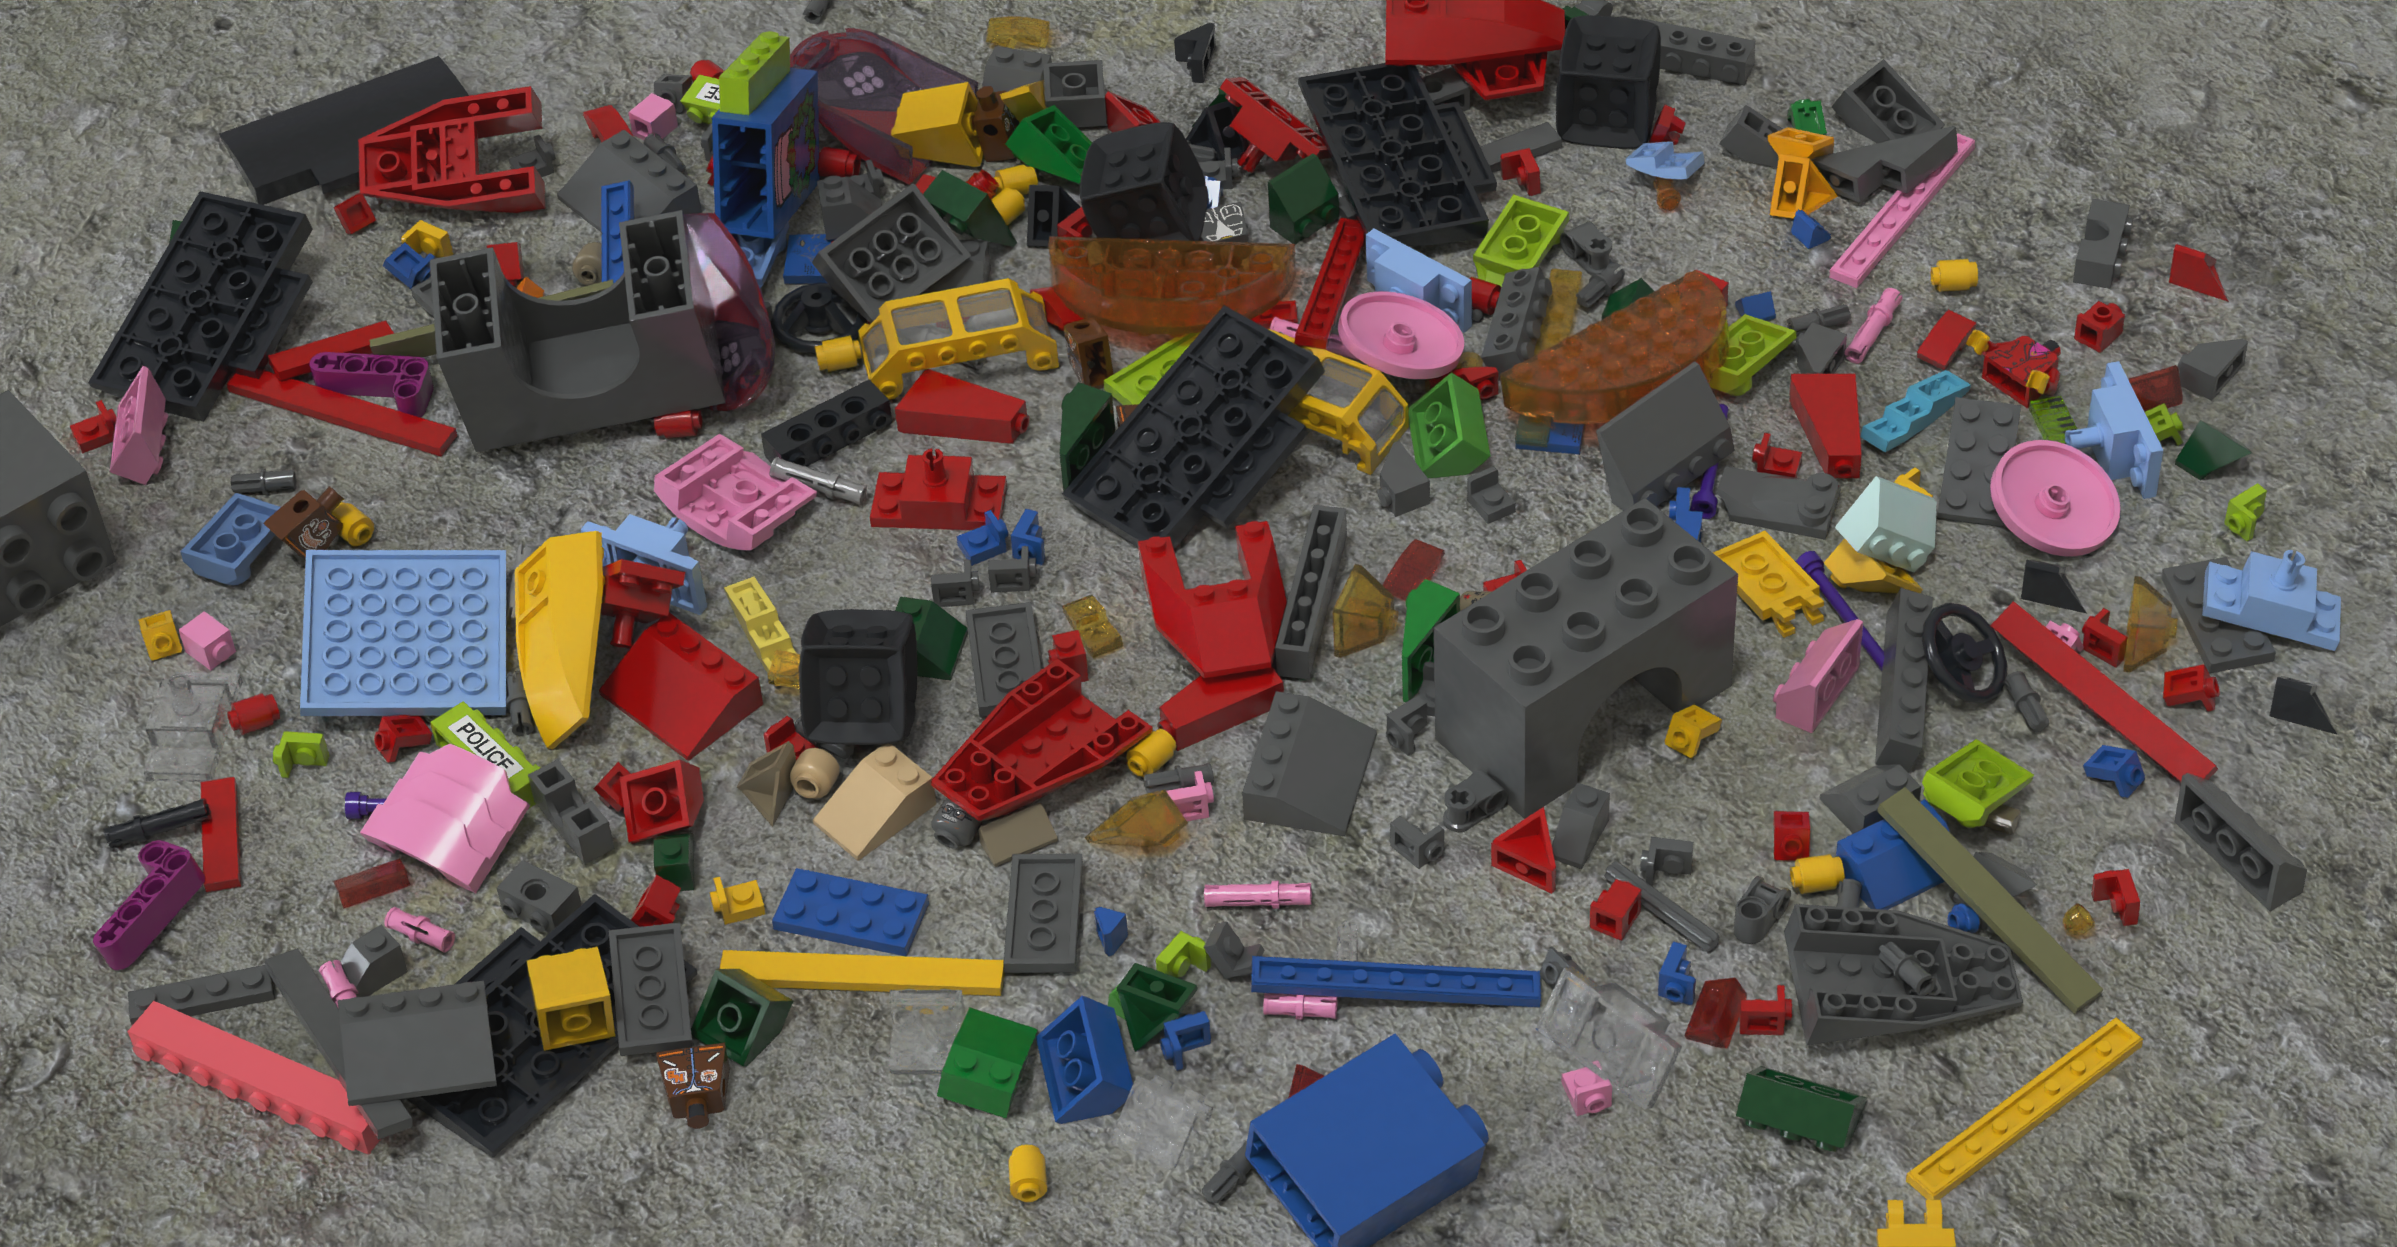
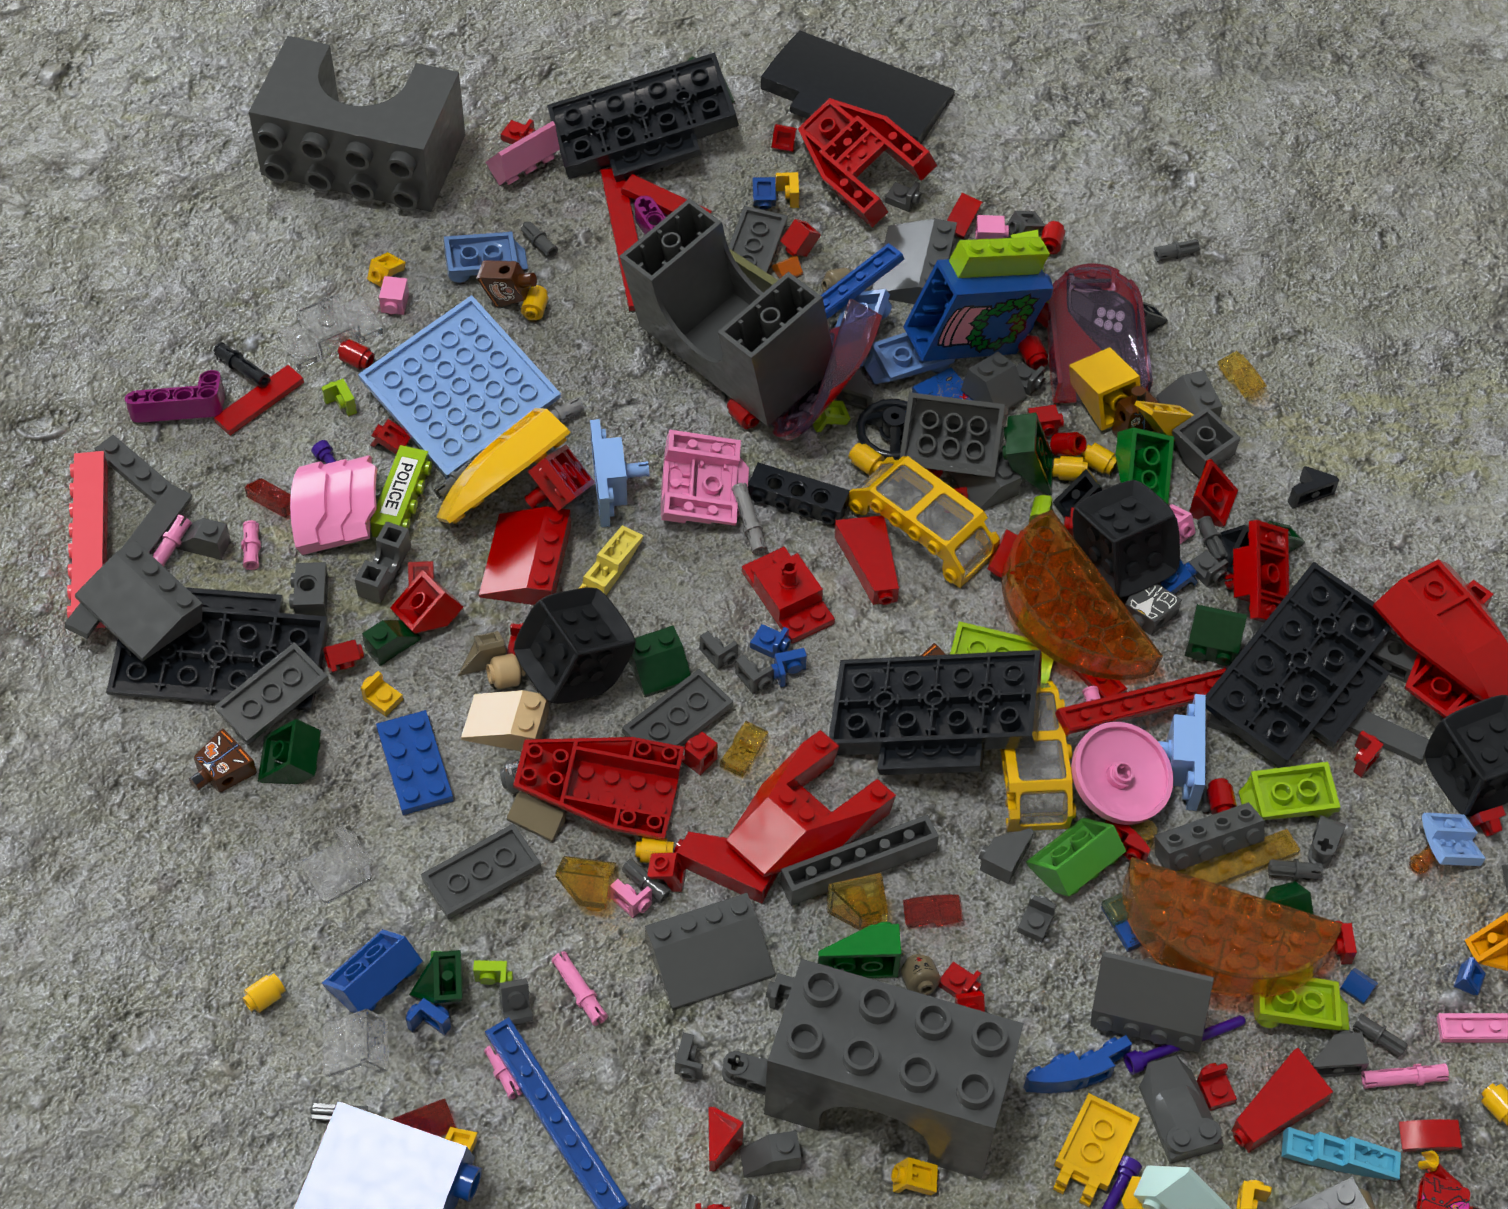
camera: 50 degrees right, 10 degrees up
(571, 998) = (230, 653): yellow slope -> none
(868, 972) = (370, 800): yellow tile -> none
(986, 1062) = (339, 912): green slope -> none
(1032, 254) = (1040, 505): none -> lime brick
(1084, 428) = (892, 636): dark green slope -> none
(1085, 343) = (976, 586): reddish brown torso -> none
(1111, 929) = (488, 918): blue slope -> none
(1185, 749) = (669, 868): none -> red bracket

